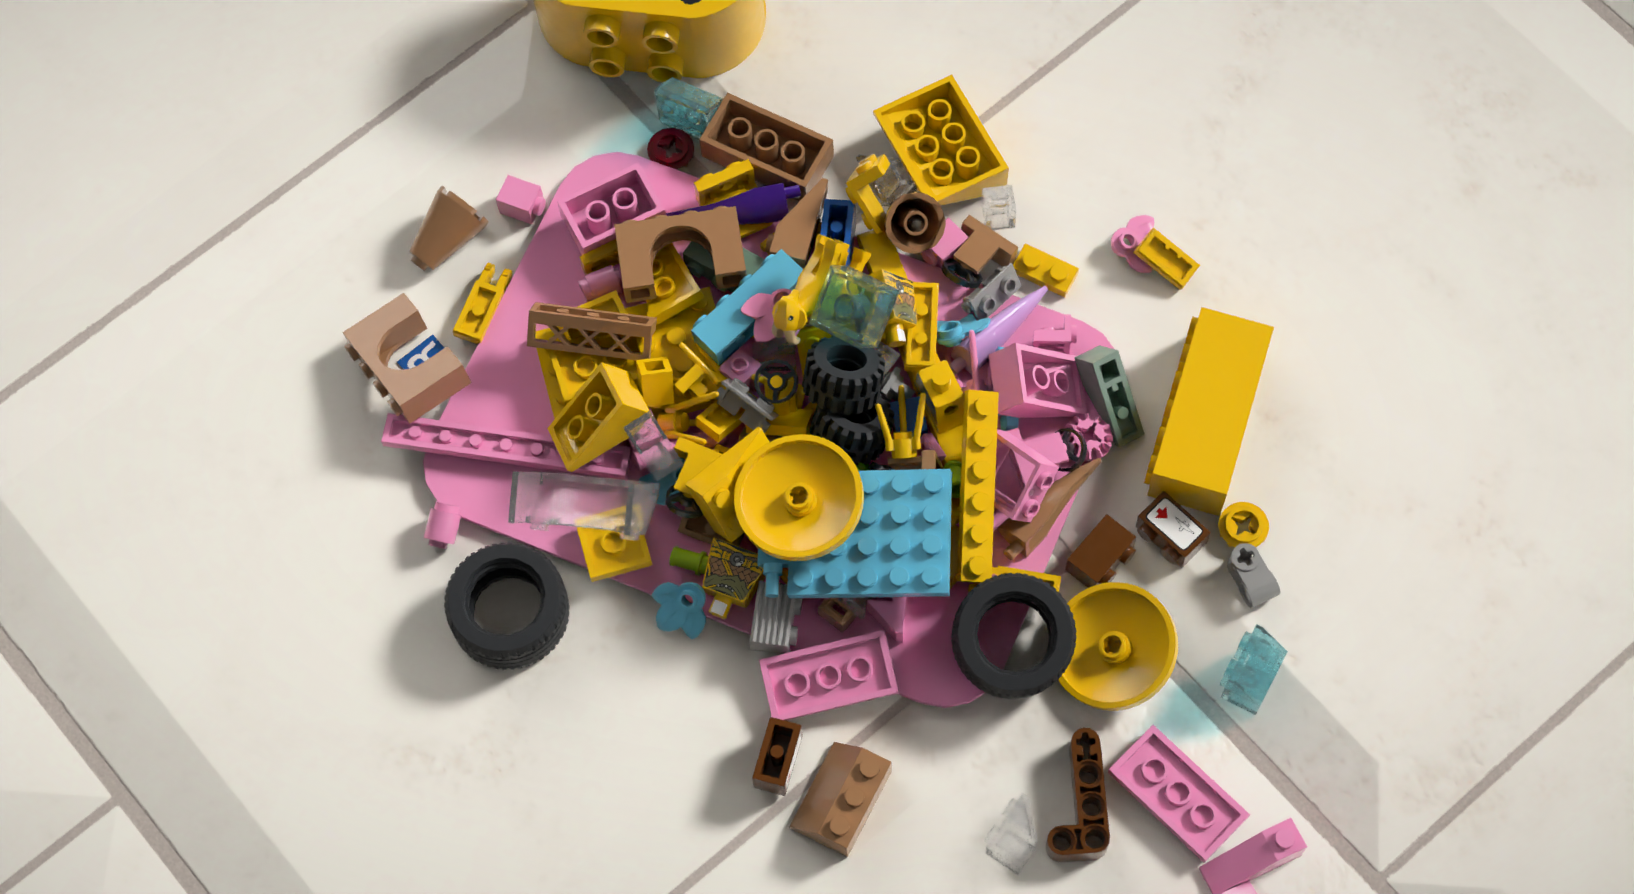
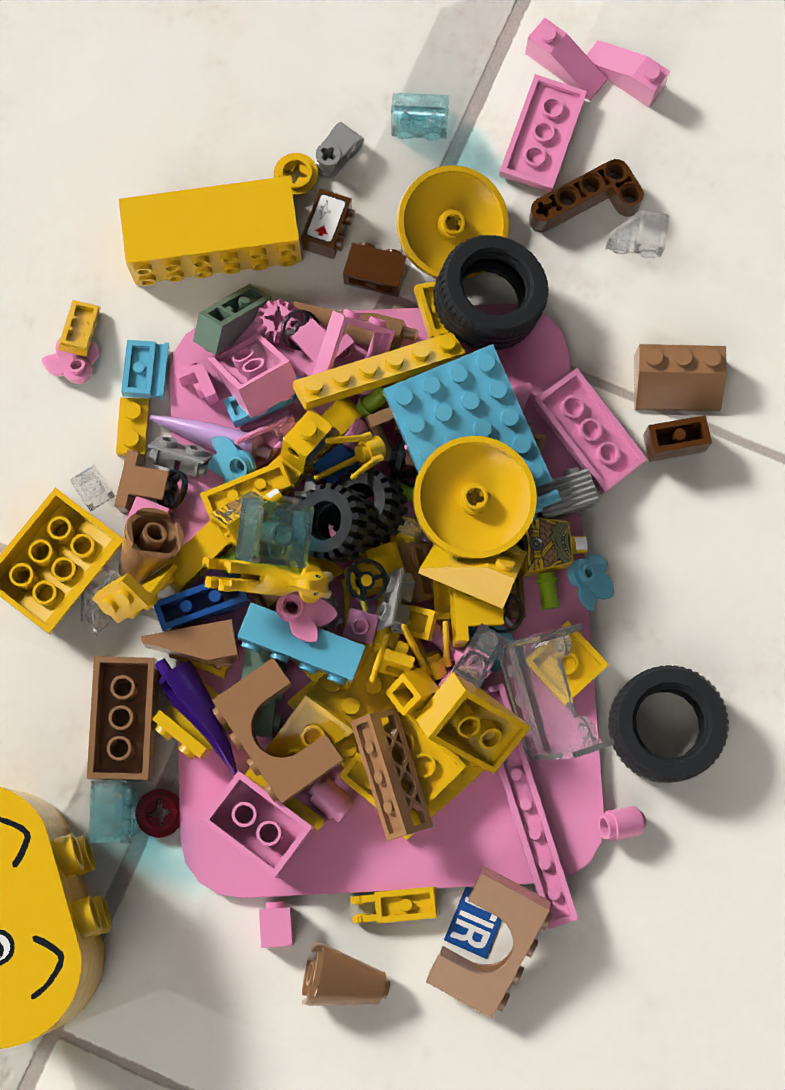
camera: 120 degrees left, 10 degrees up
(1096, 300) = (145, 369): none -> medium azure plate

